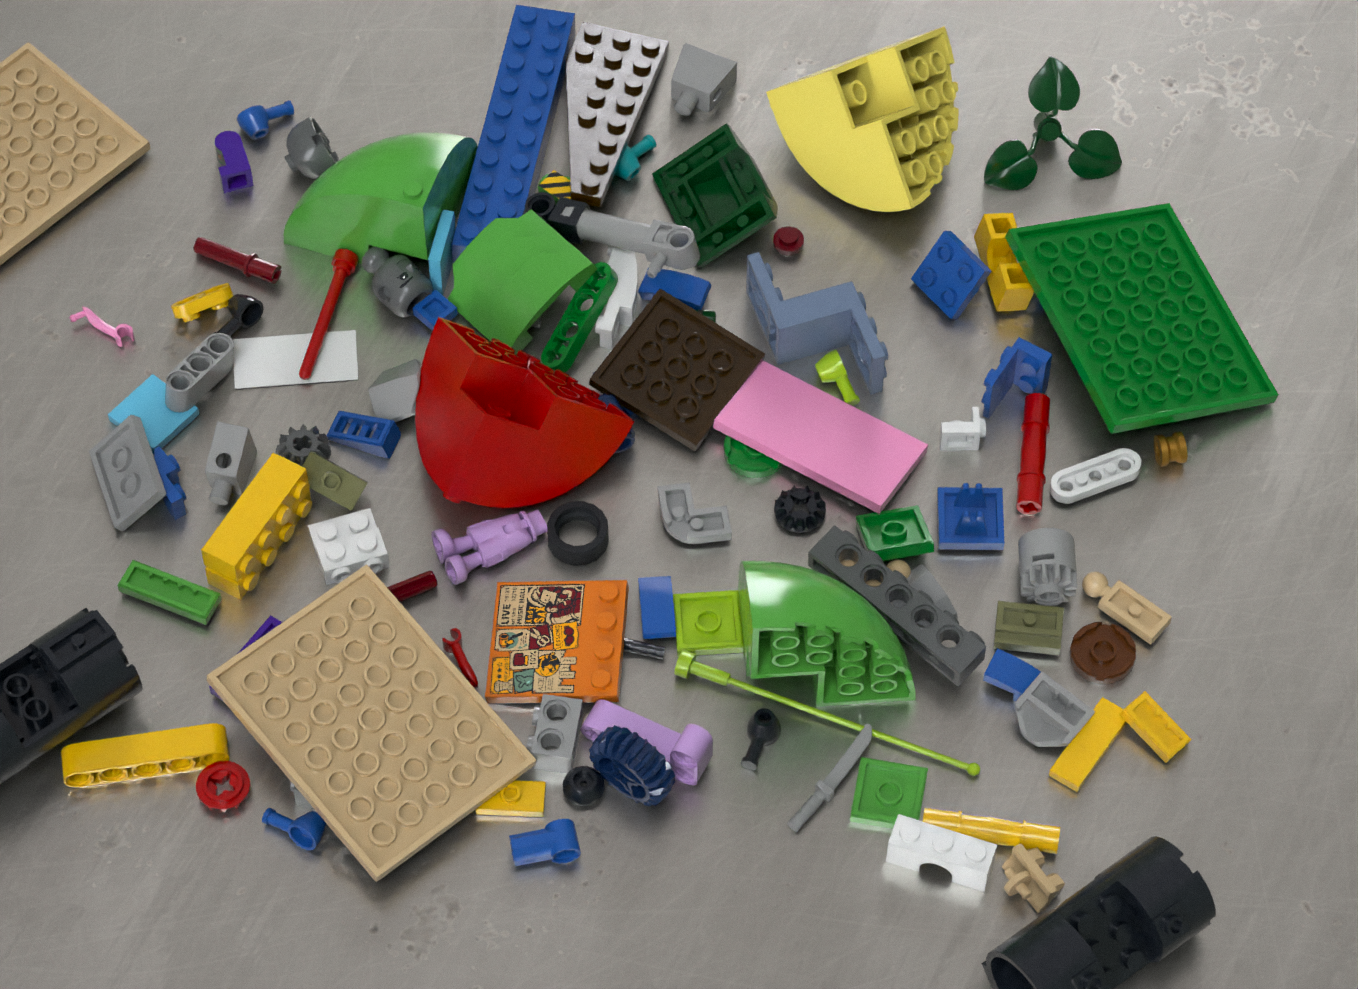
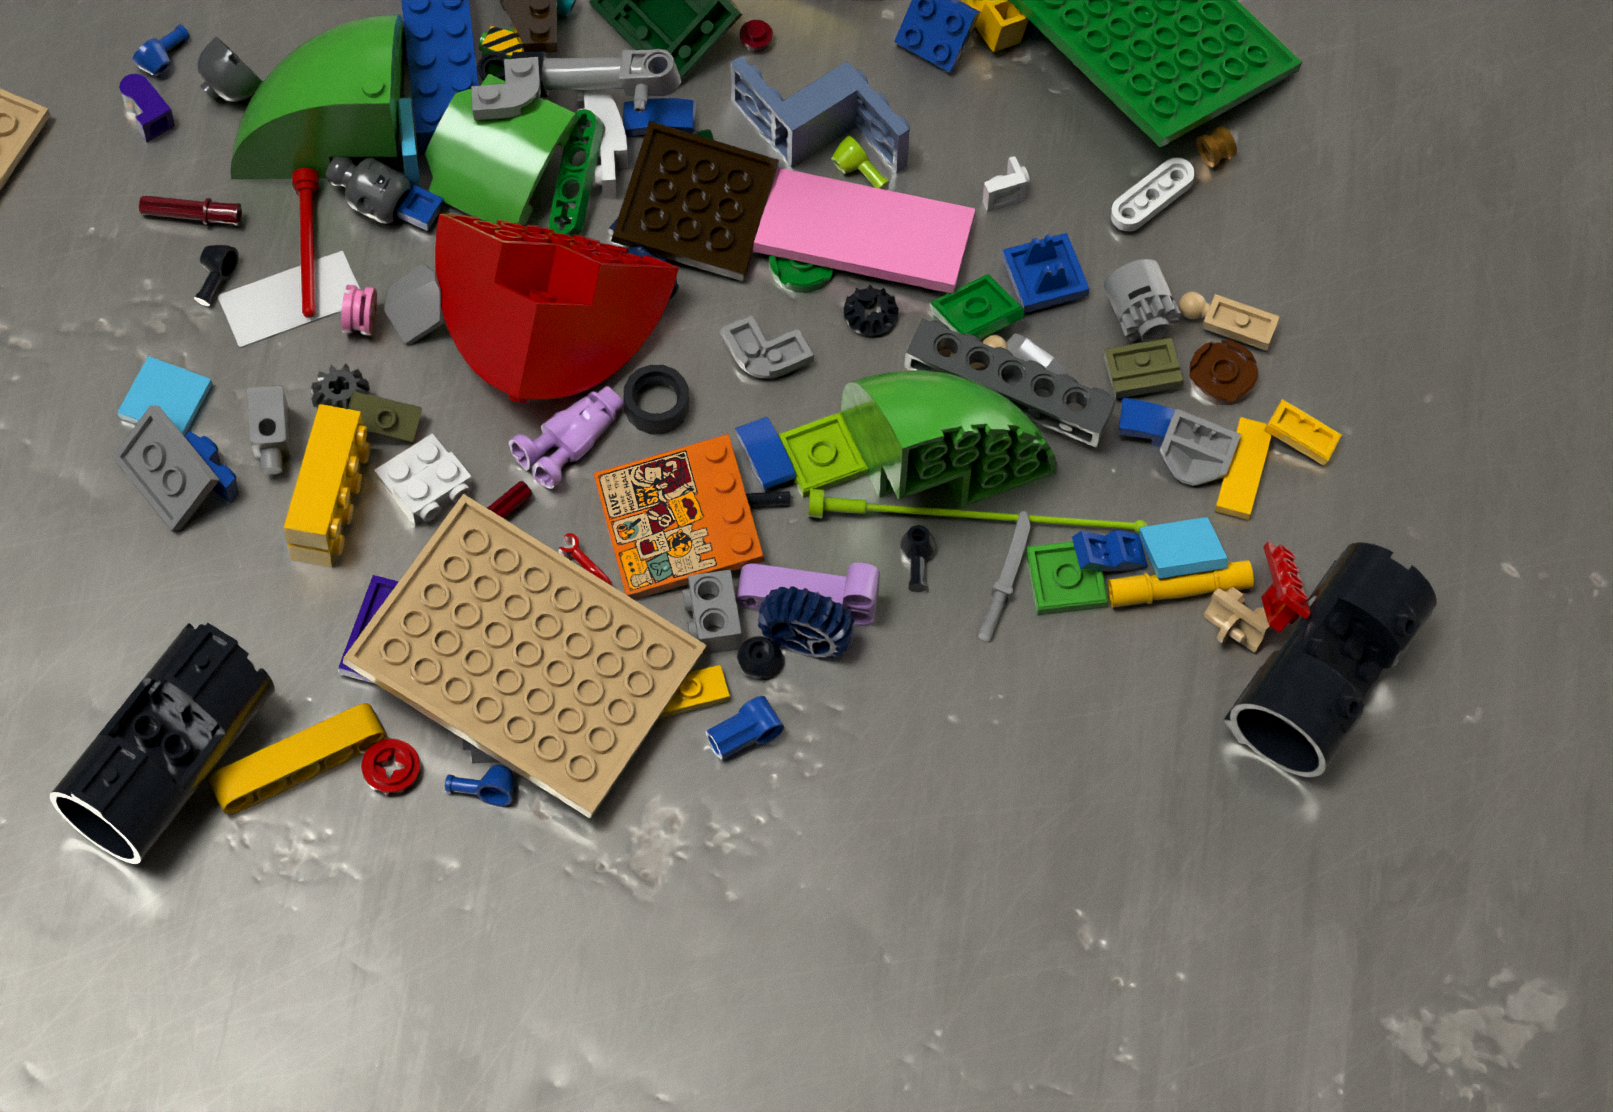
camera: 20 degrees left, 5 degrees up
(117, 333) = (92, 323): bright pink piece -> none
(169, 592) = (256, 581): bright green plate -> none
(199, 372) = (199, 340): light grey beam -> none
(214, 297) = (179, 258): yellow plate -> none
(346, 384) = (359, 310): none -> bright pink wheel
(381, 443) = (395, 367): blue slope -> none
(532, 234) = (506, 99): none -> light grey plate
(935, 784) = (1109, 552): none -> blue slope
(964, 856) = (1118, 616): white arch -> none
(1003, 798) = (1183, 547): none -> medium azure tile
(1019, 365) = (1043, 103): blue bracket -> none
(1033, 454) = (1083, 189): red piece -> none
(1080, 858) = (1286, 596): none -> red bracket

